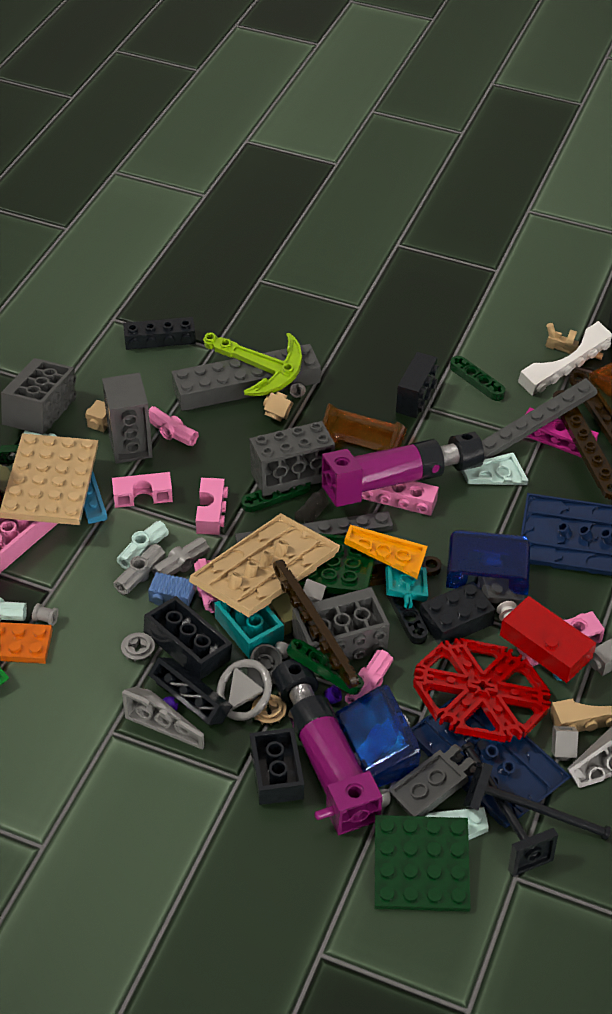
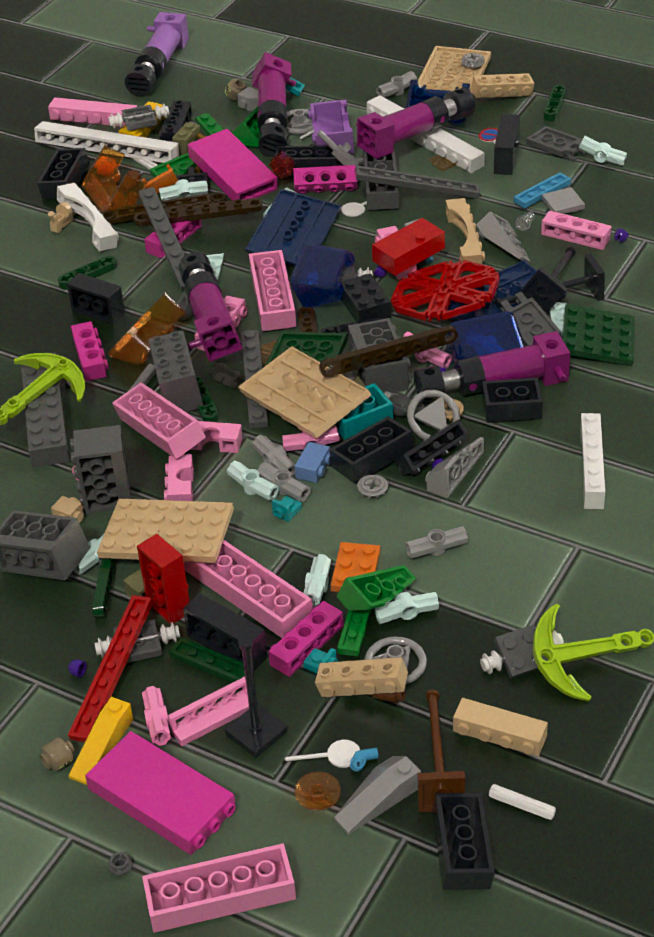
camera: 80 degrees left, 5 degrees down
(45, 614) = (329, 543): light grey bush -> none
(46, 714) = (436, 542): none -> light grey piece
(103, 576) = (286, 508): none -> teal bracket
(208, 454) = (159, 420): none -> bright pink brick
(217, 851) = (592, 461): none -> white arch
(277, 406) = (96, 386): tan brick -> none
(305, 653) = (424, 359): dark green beam -> none
(340, 394) = (89, 352): none -> dark pink brick
(393, 551) = (301, 319): light orange wing -> none
(406, 587) = (329, 320): teal plate -> none
(435, 525) = (272, 290): none -> bright pink brick
(564, 742) = (496, 256): light grey brick -> none

